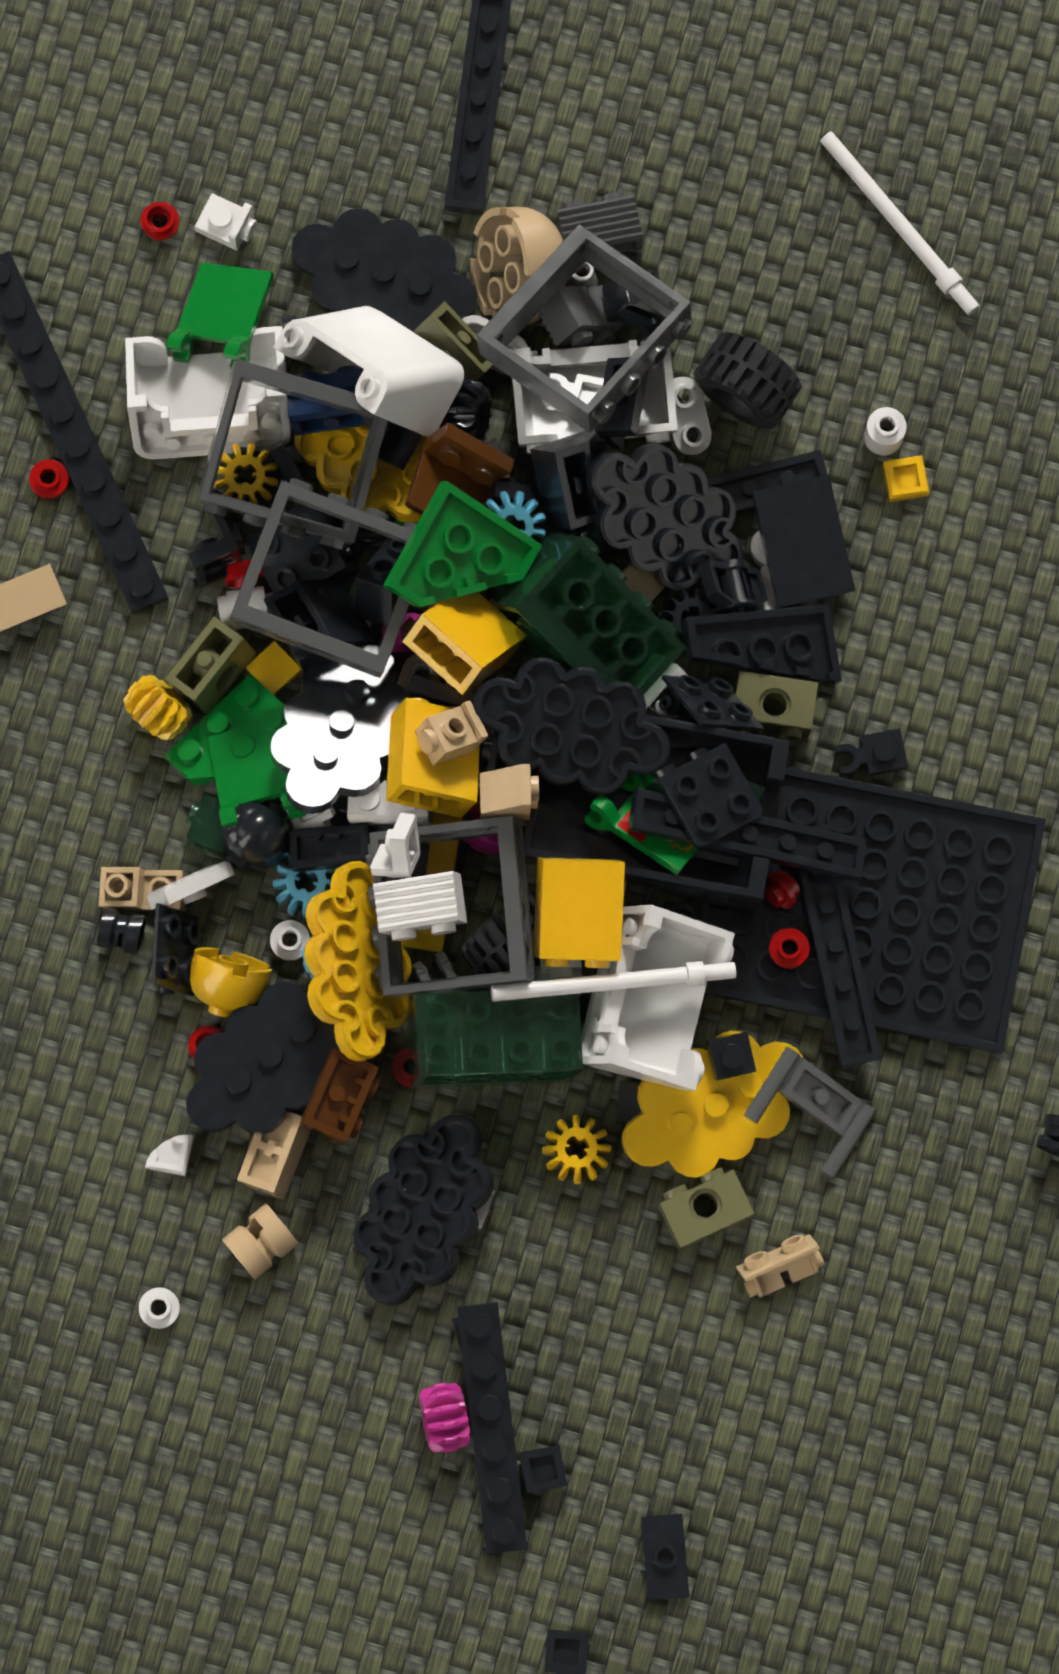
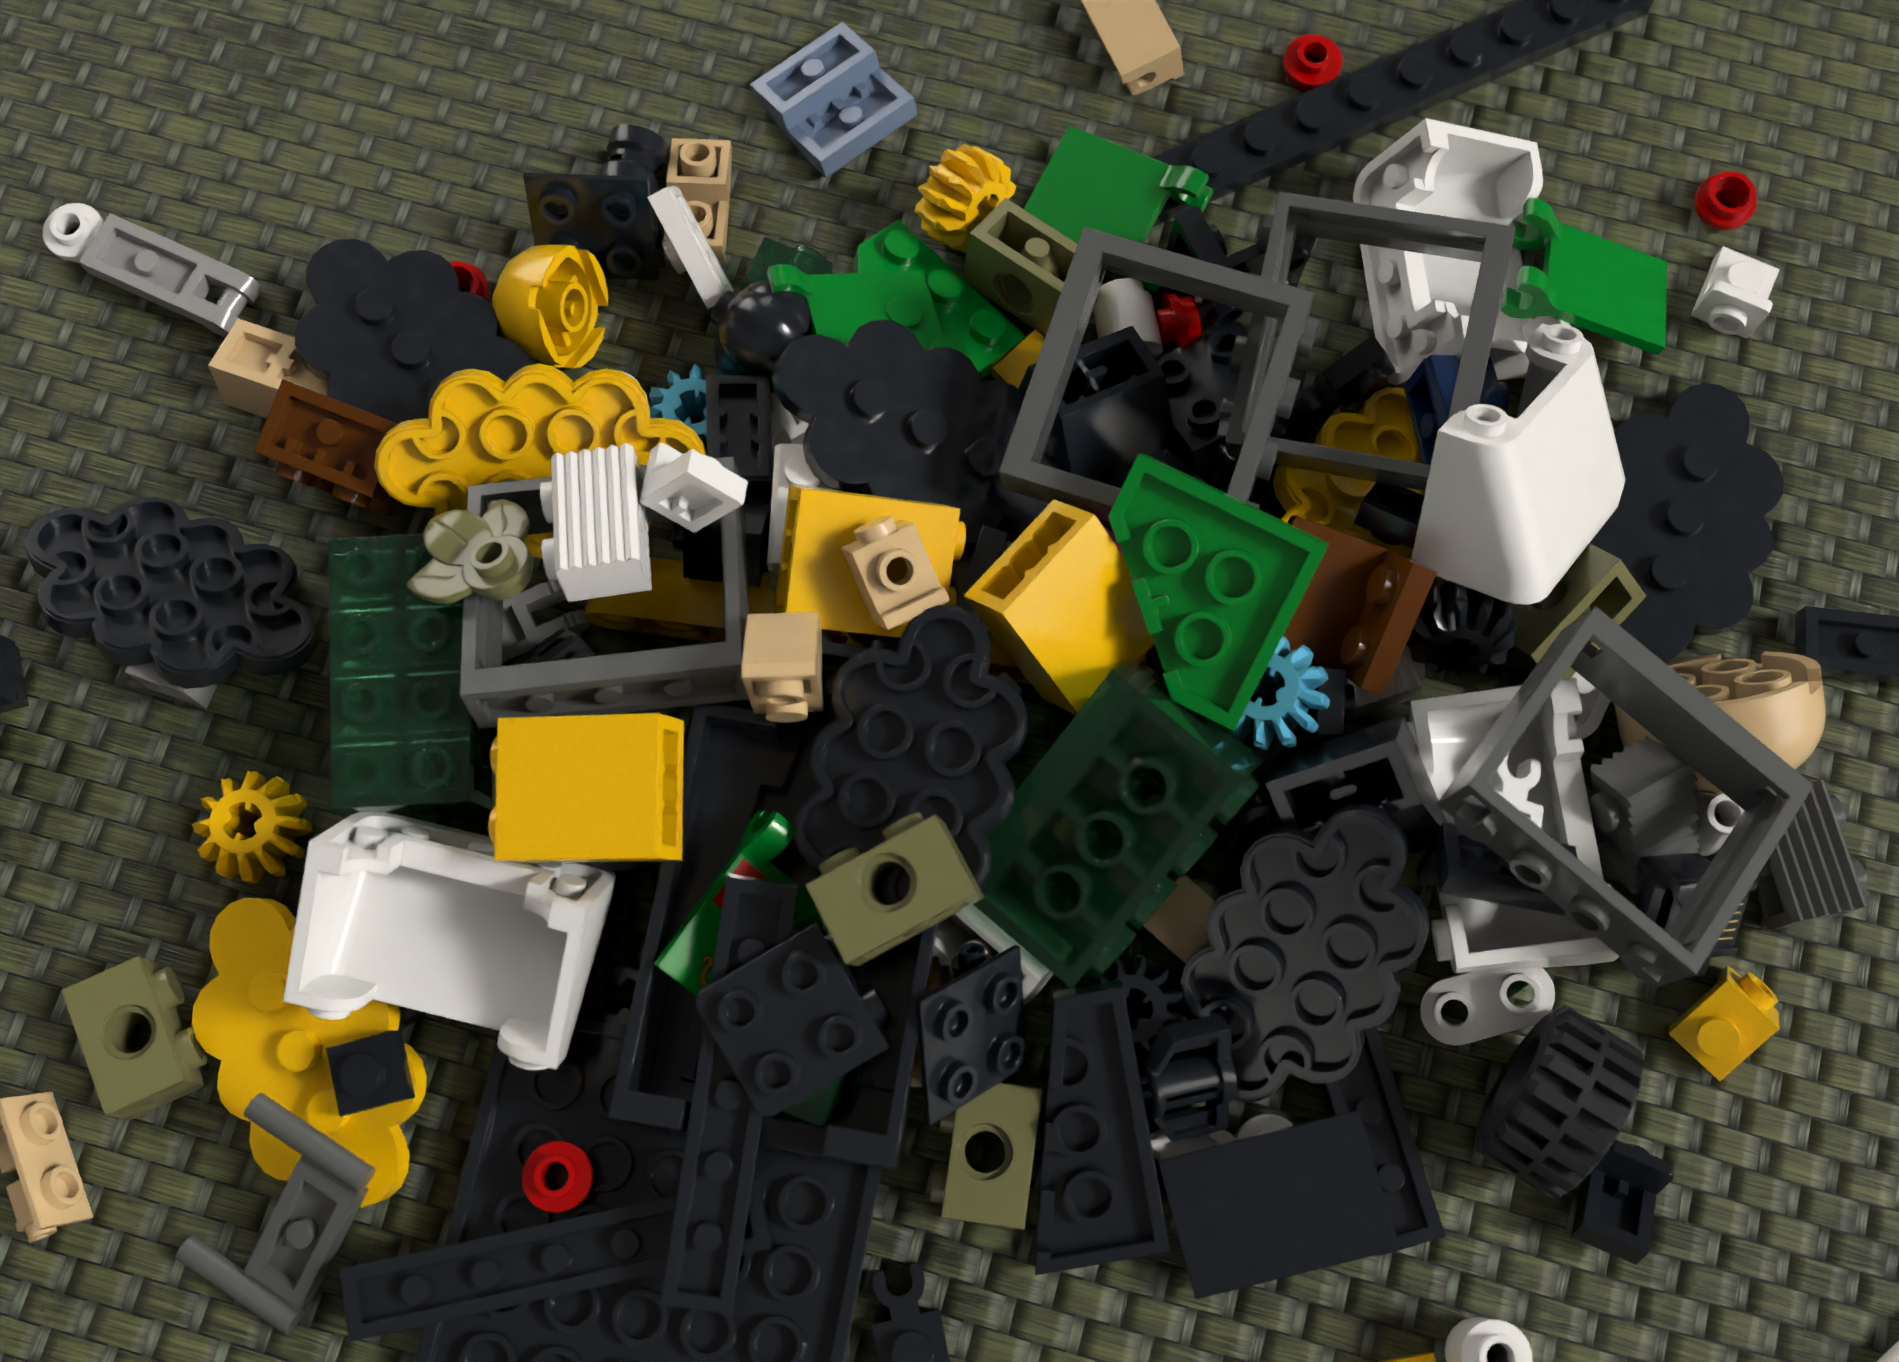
camera: 90 degrees right, 5 degrees down
(67, 799) = (834, 99): none -> sand blue slope
(156, 619) = (1111, 190): none -> green flag
(171, 1155) = (294, 243): white tile -> none
(194, 1239) = (168, 274): none -> light grey plate
(244, 463) = (1349, 300): yellow gear -> none
(260, 1241) = (148, 358): tan wheel -> none
(430, 985) = (475, 555): none -> olive plate
(641, 706) = (938, 888): none -> olive brick
(692, 974) = (483, 993): white bar -> none
(697, 279) = (1728, 1022): none -> yellow bracket
(781, 889) = (656, 1161): red plate -> none
(802, 351) = (1620, 1200): none -> black bracket

